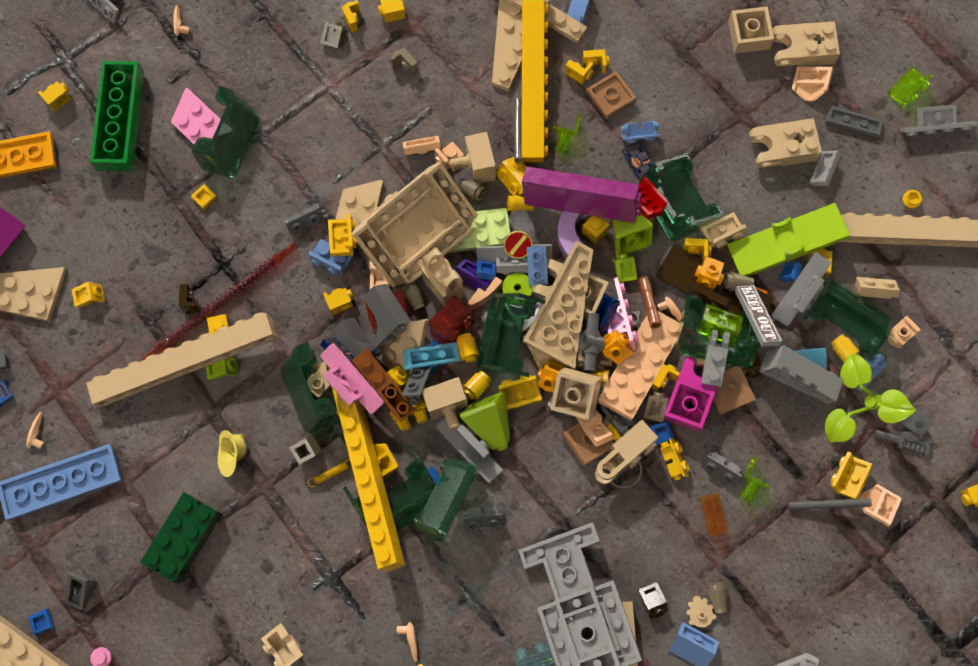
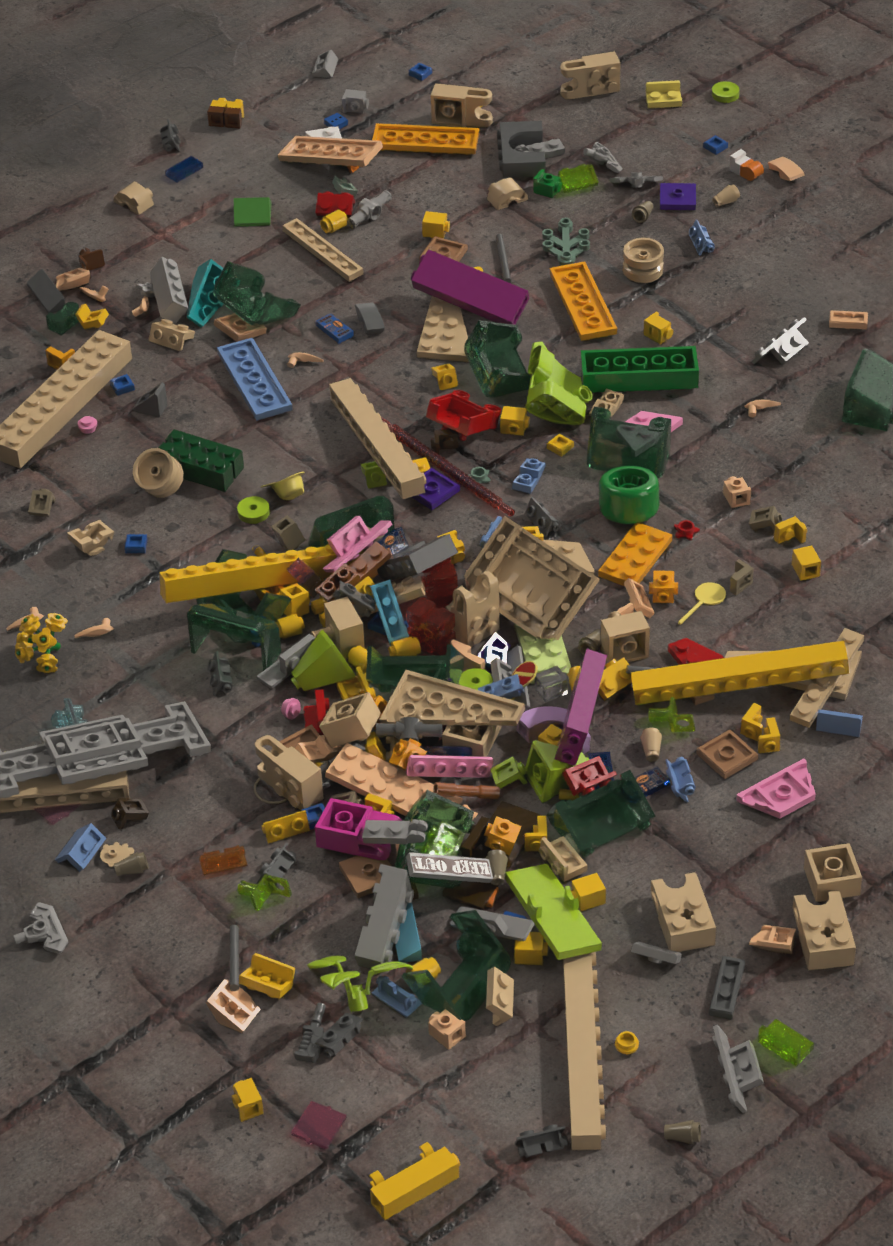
camera: 85 degrees right, 30 degrees down
(84, 242) = (495, 358): none -> clear green windscreen
(132, 191) = (554, 390): none -> lime panel
(156, 151) = (610, 400): none -> tan slope
(161, 279) = (460, 414): none -> red piece
(168, 234) = (514, 420): none -> yellow brick
(209, 588) = (158, 472): none -> tan wheel
(232, 268) = (480, 475): none -> sand green plate
(244, 227) = (529, 475): none -> medium blue slope
(249, 306) = (437, 489): none -> dark purple plate
(264, 489) = (253, 510): none -> lime piece
(289, 602) = (136, 543): none -> blue tile
(293, 53) = (736, 486): none -> light nougat brick
(296, 138) = (629, 494): none -> green wheel
(332, 96) = (685, 529): none -> red plate
(362, 145) = (635, 554): none -> light orange plate
(380, 428) = (305, 576): none -> leg
(398, 444) = (299, 600): none -> yellow brick
(414, 123) = (663, 587): none -> light orange brick
(416, 90) = (706, 594): none -> light yellow piece
(428, 452) = (290, 626): none -> yellow brick
(492, 110) = (688, 651): none -> red wing
(534, 451) = (291, 708): none -> bright pink plate
(548, 428) = (315, 713): none -> red bracket
(596, 151) = (651, 743): none -> tan cone
(655, 58) = (781, 792): none -> bright pink wing
(761, 214) = (589, 891): none -> yellow brick

